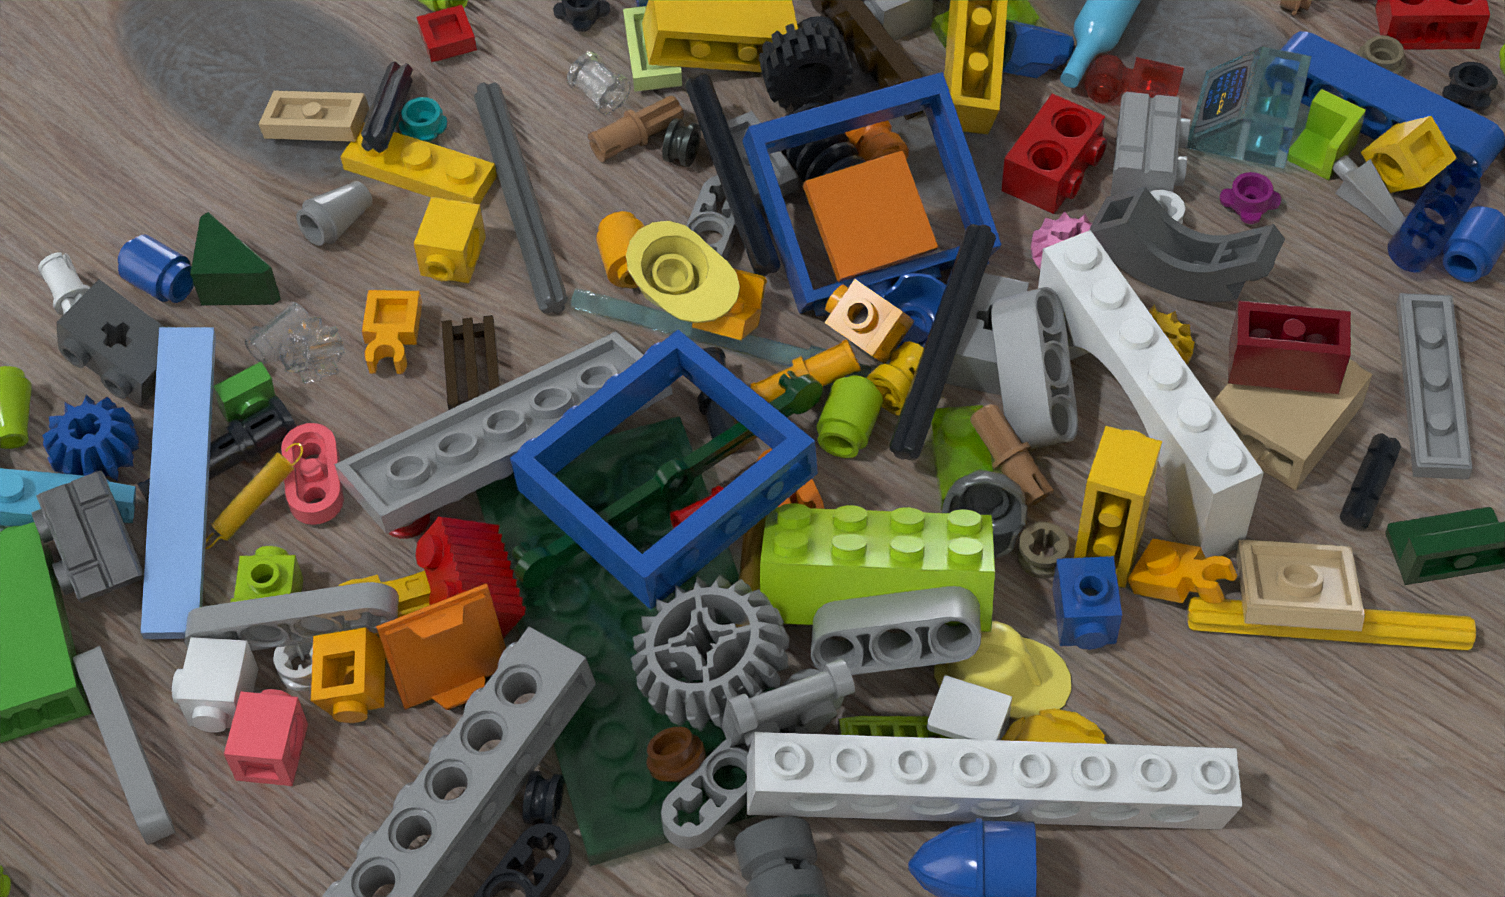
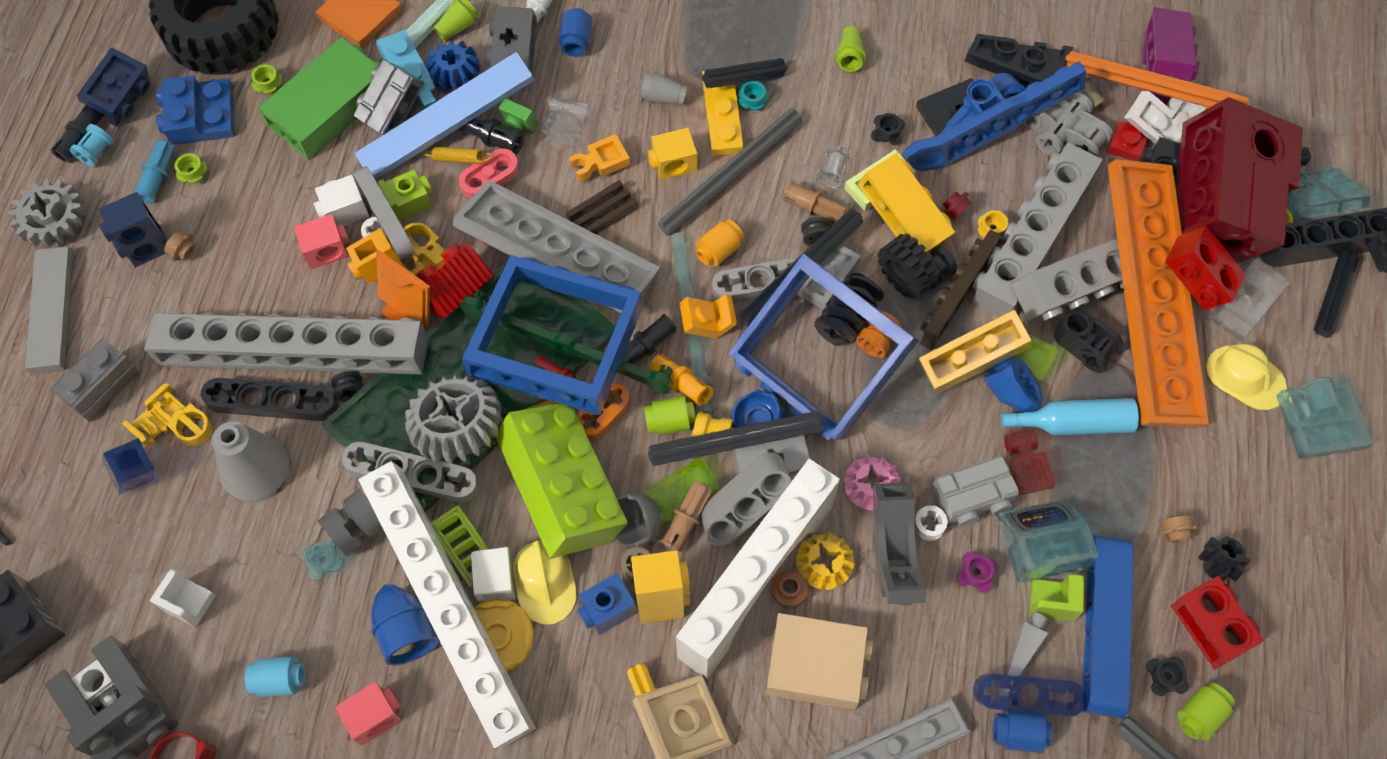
camera: 60 degrees right, 10 degrees up
(124, 746) = (289, 182): light grey beam -> none
(228, 270) = (594, 60): dark green slope -> none
(314, 116) = (719, 42): tan plate -> none
(446, 33) = (822, 73): red plate -> none
(674, 754) = (389, 433): reddish brown plate -> none
(681, 272) = (702, 276): light yellow piece -> none
(804, 701) = (437, 481): light grey plate -> none
(870, 216) = (797, 354): orange tile -> none
(879, 332) = (730, 391): light orange brick -> none
(916, 612) = (513, 506): light grey beam -> none
(1054, 154) = (934, 428): red brick -> none
(1174, 569) = (655, 647): light orange plate -> none
(1289, 347) = (830, 638): dark red brick -> none
(1370, 481) = (791, 737): black axle -> none
(1384, 52) = (1160, 600): dark tan plate -> none
(1410, 154) = (1065, 656): yellow brick -> none

